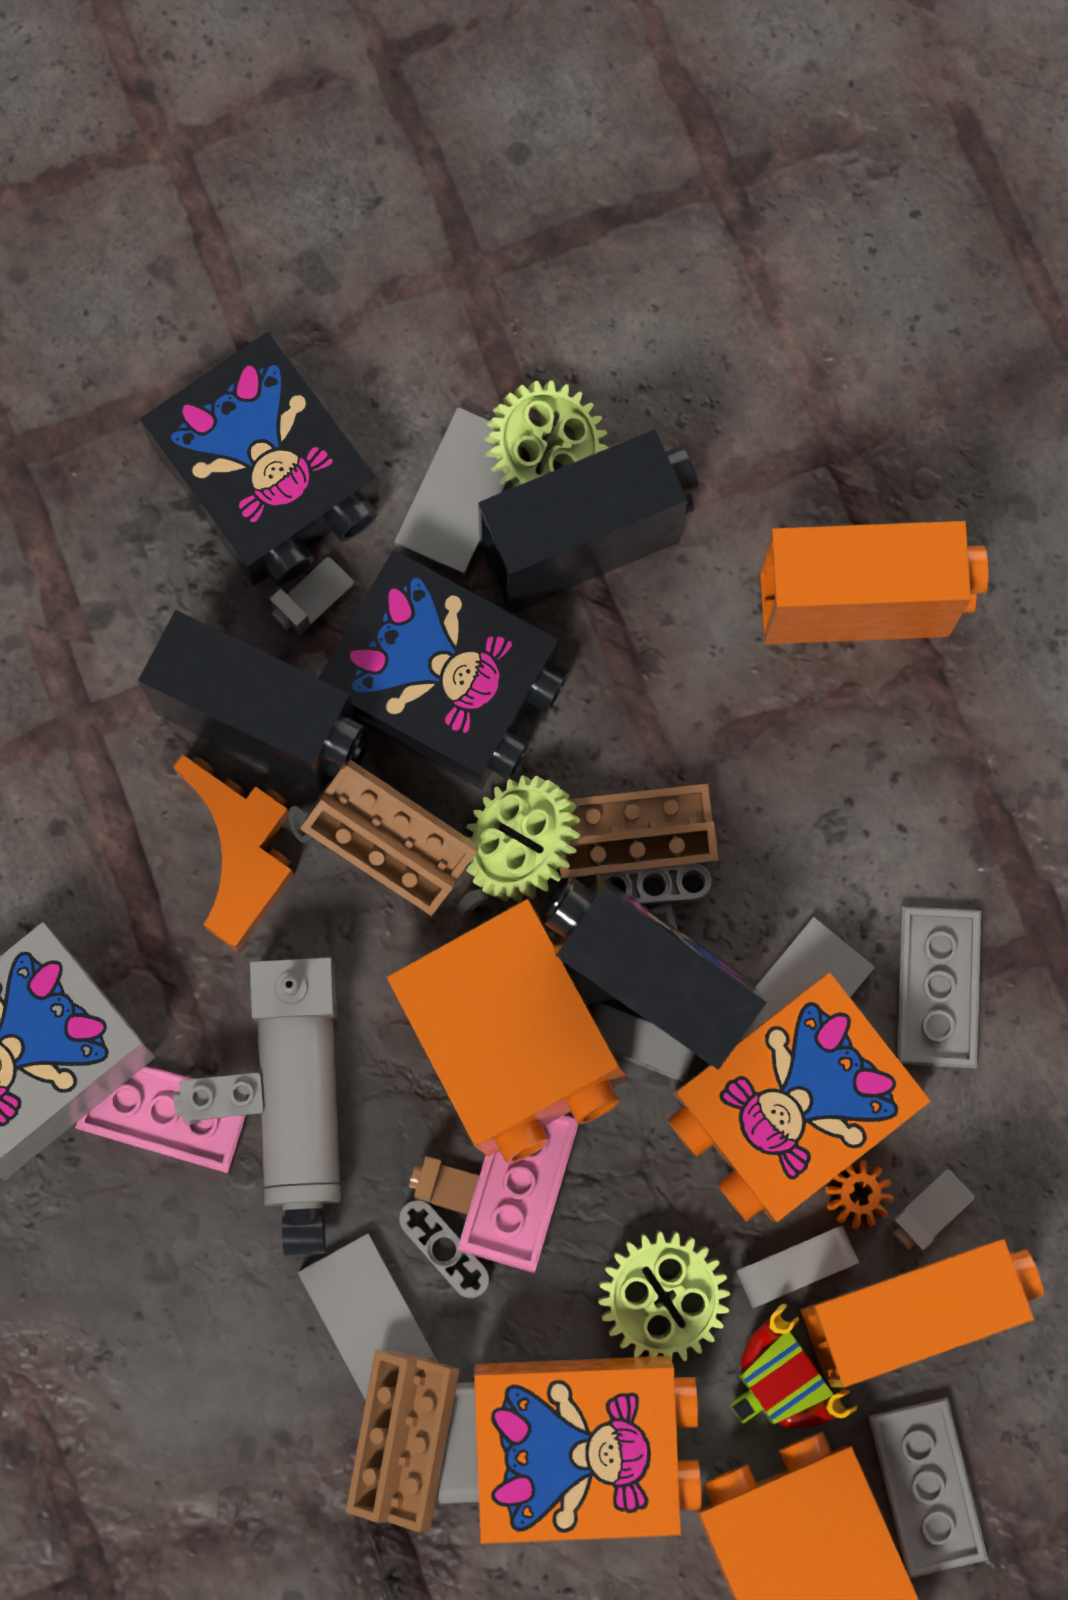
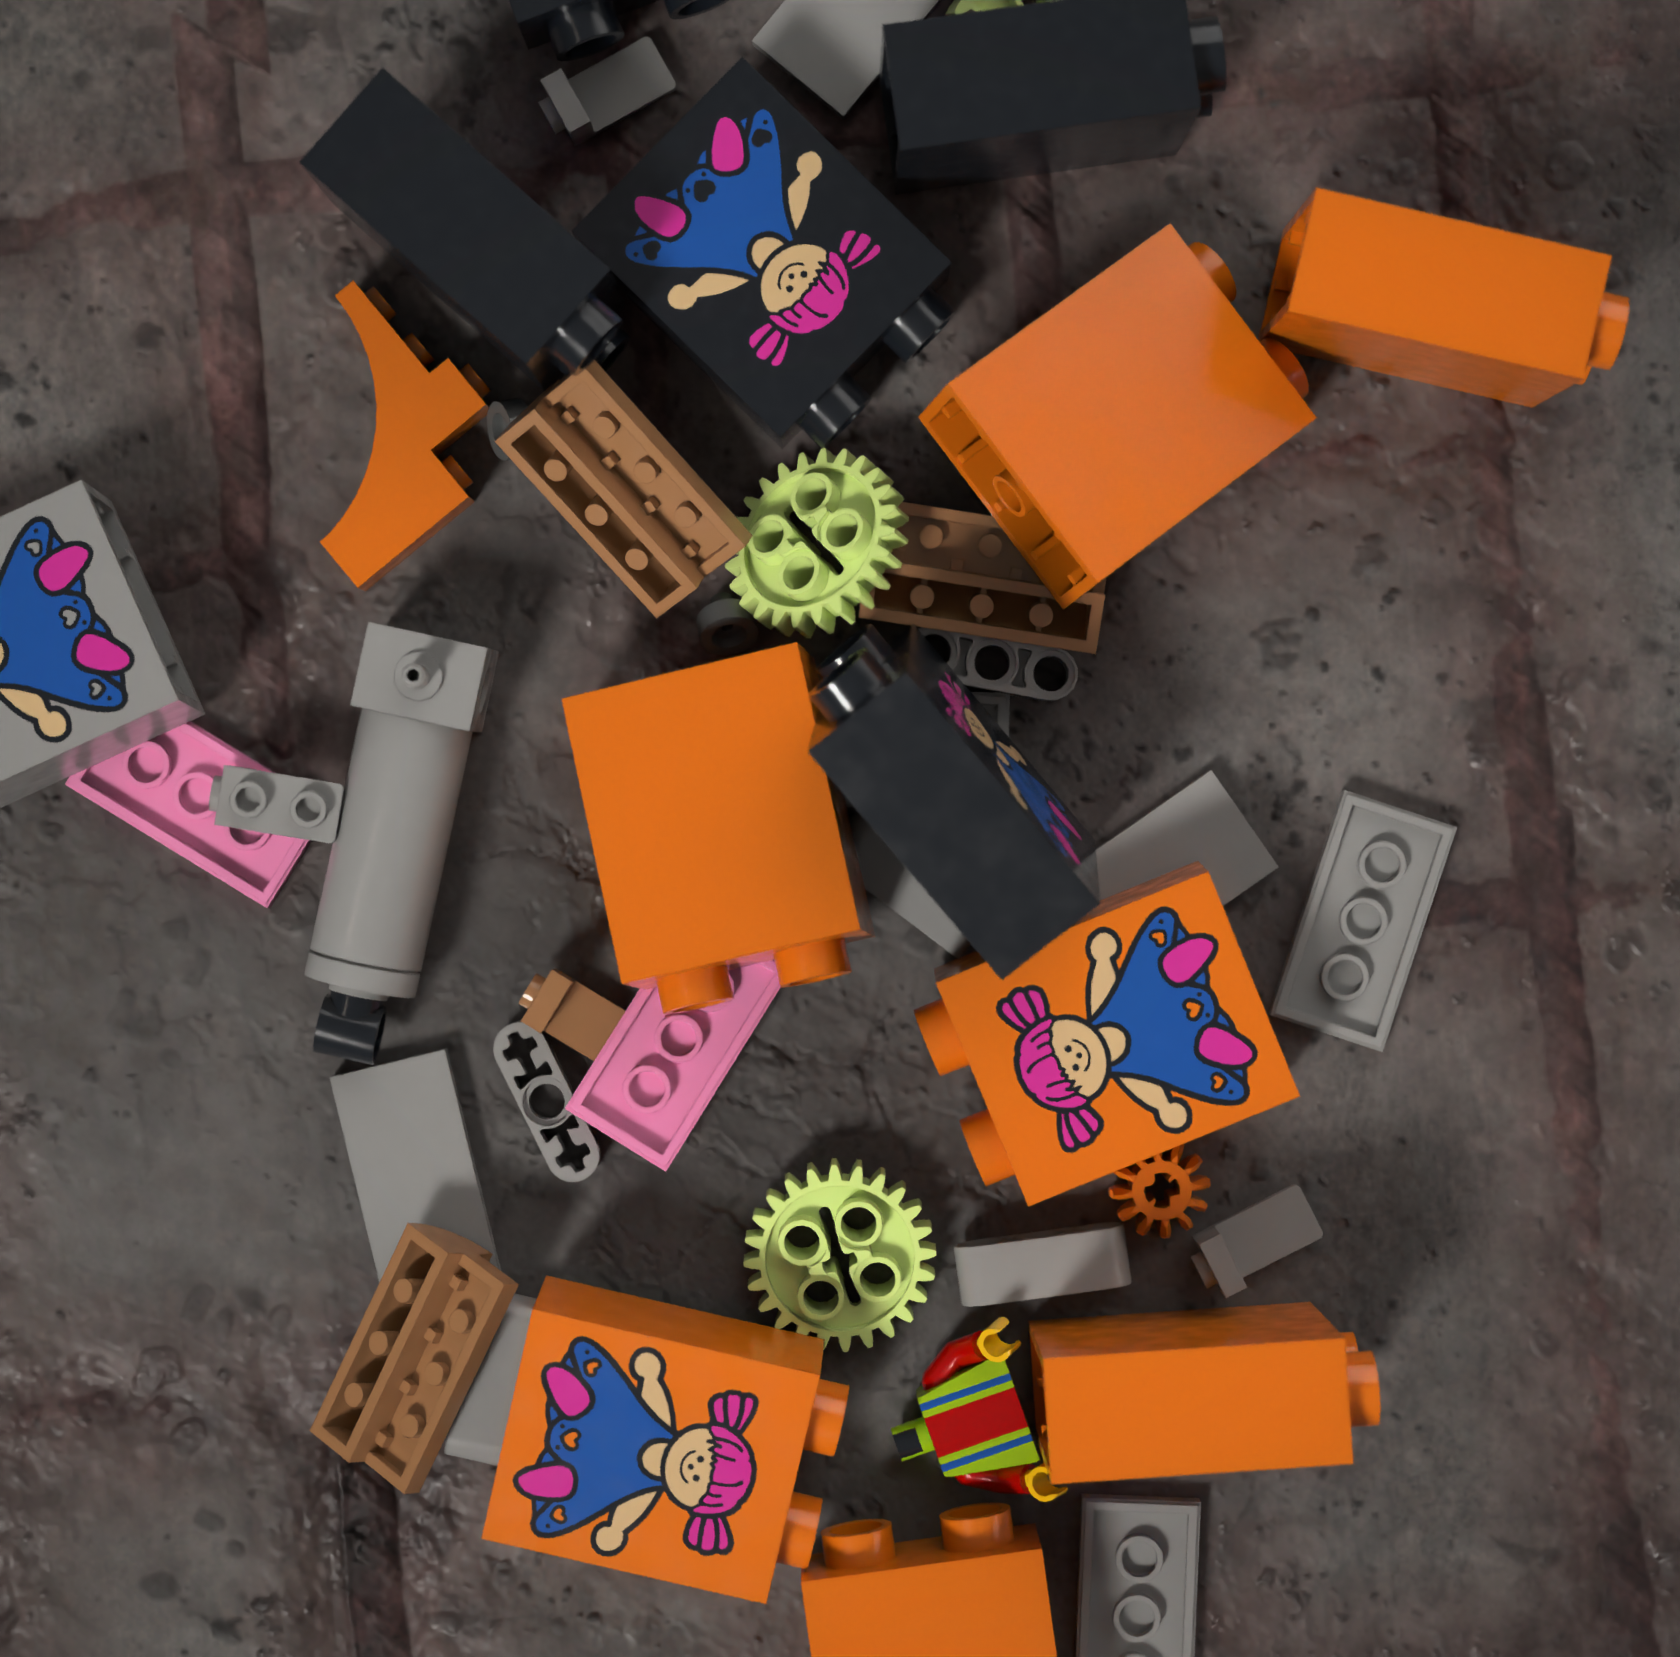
camera: 20 degrees right, 10 degrees up
(689, 706) = (1119, 412): none -> orange brick

